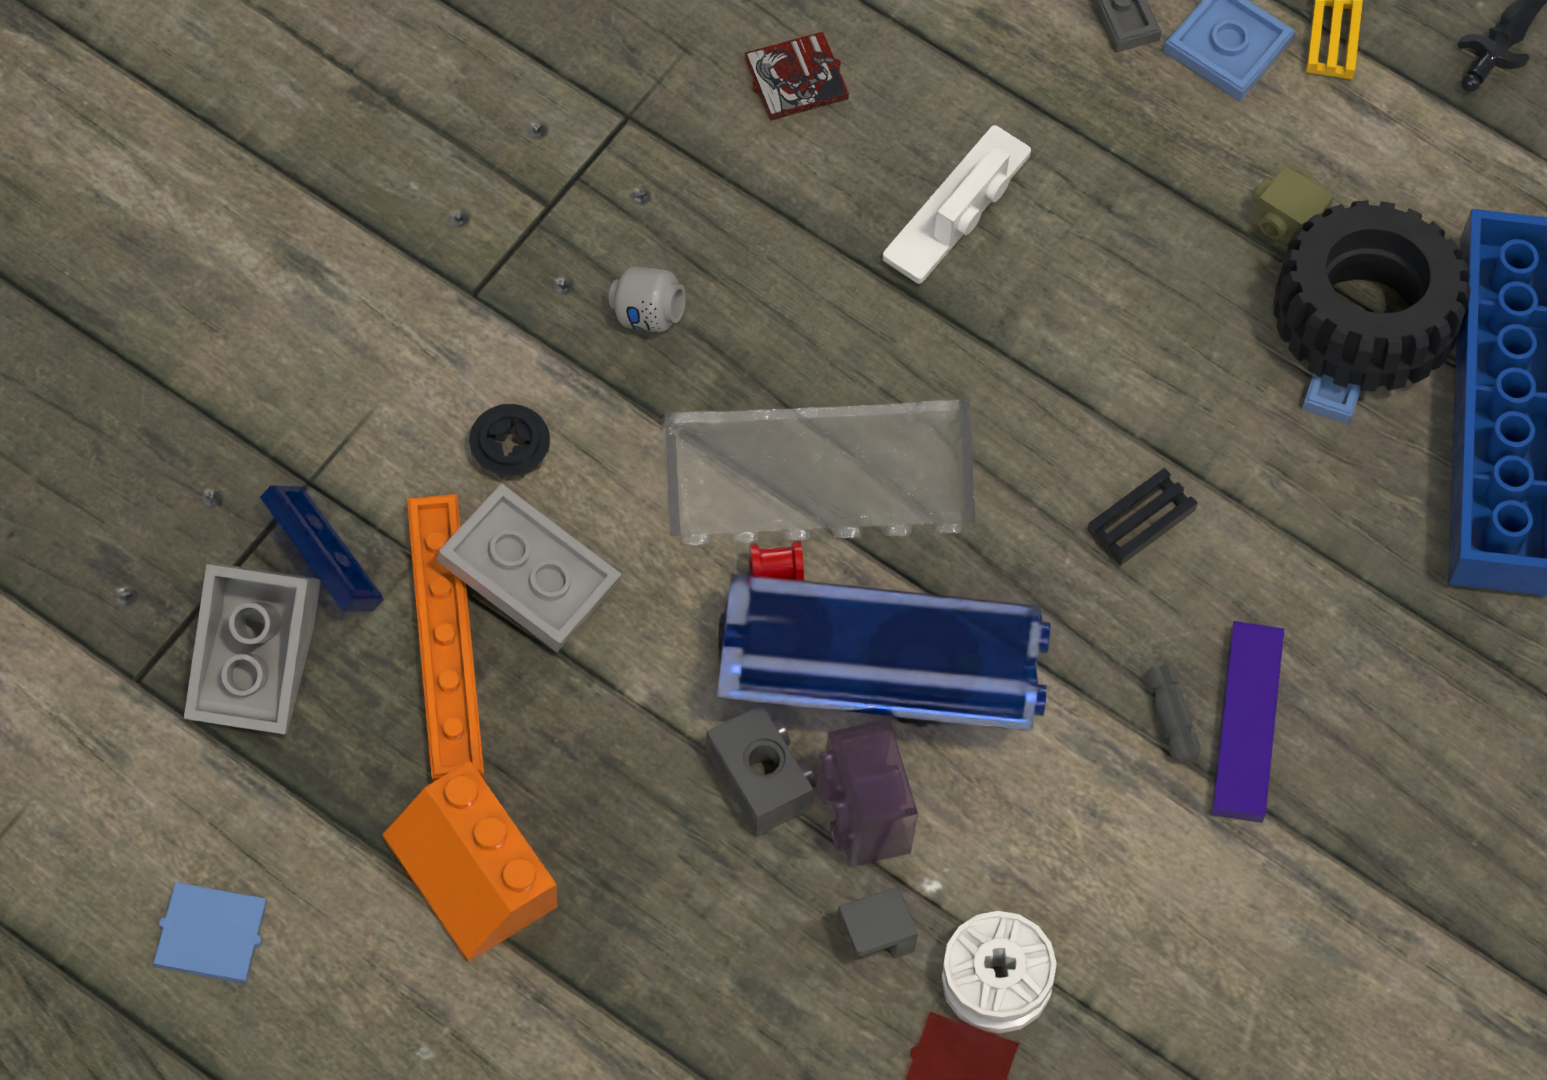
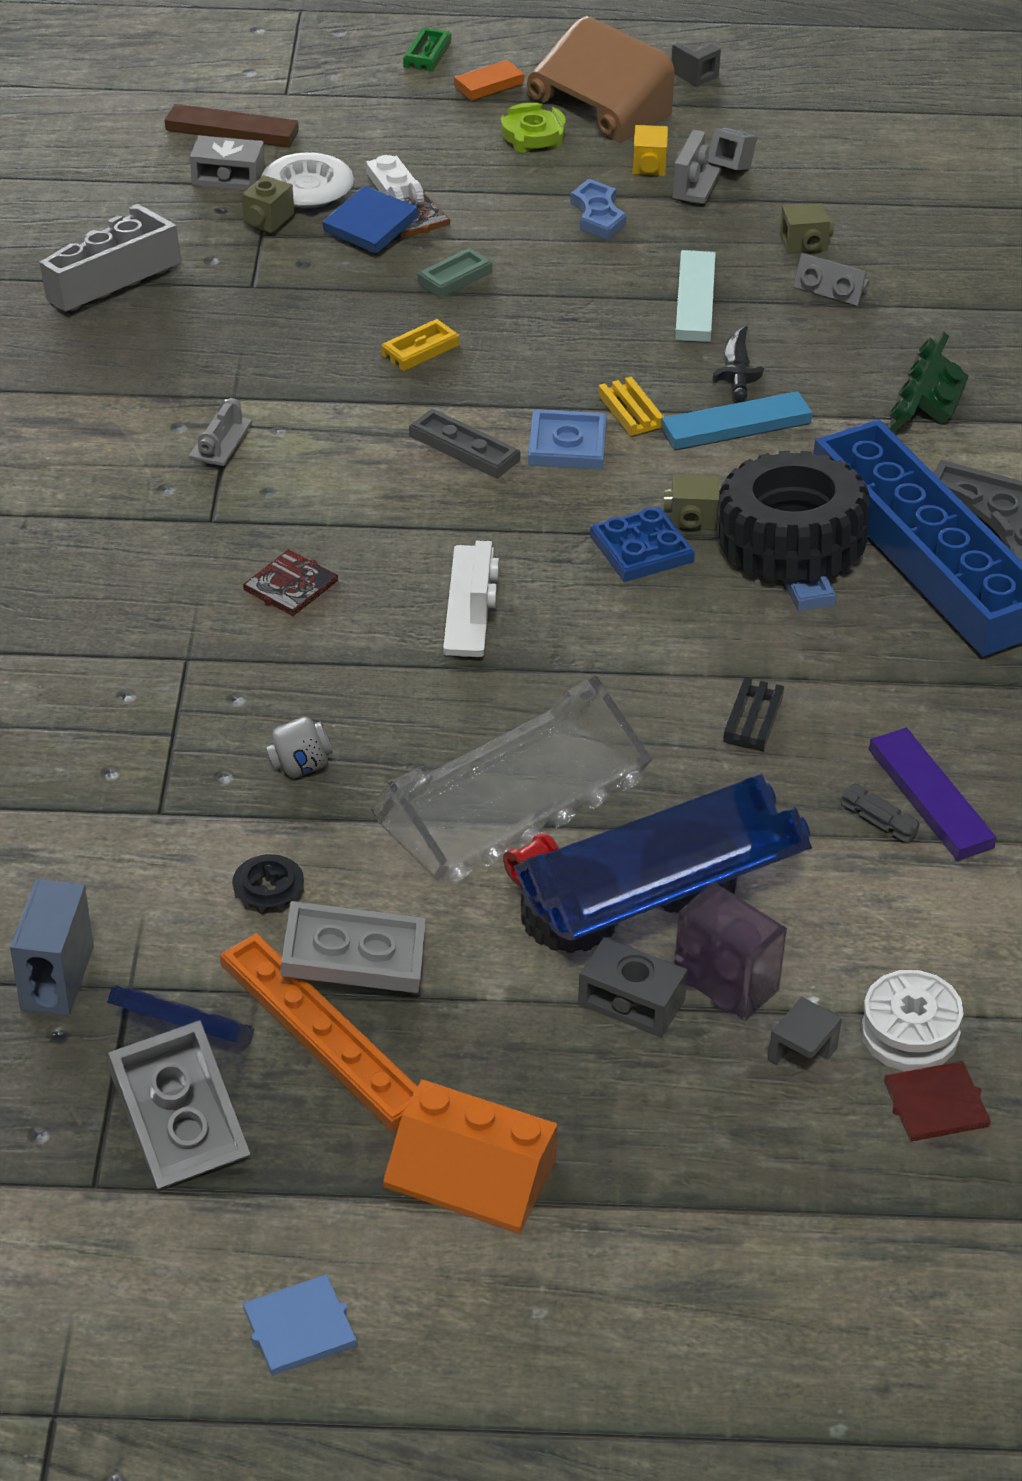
camera: 30 degrees left, 20 degrees down
(248, 407) = (52, 947): none -> sand blue piece
(1199, 229) = (641, 543): none -> blue tile
(1438, 116) = (736, 420): none -> dark azure tile

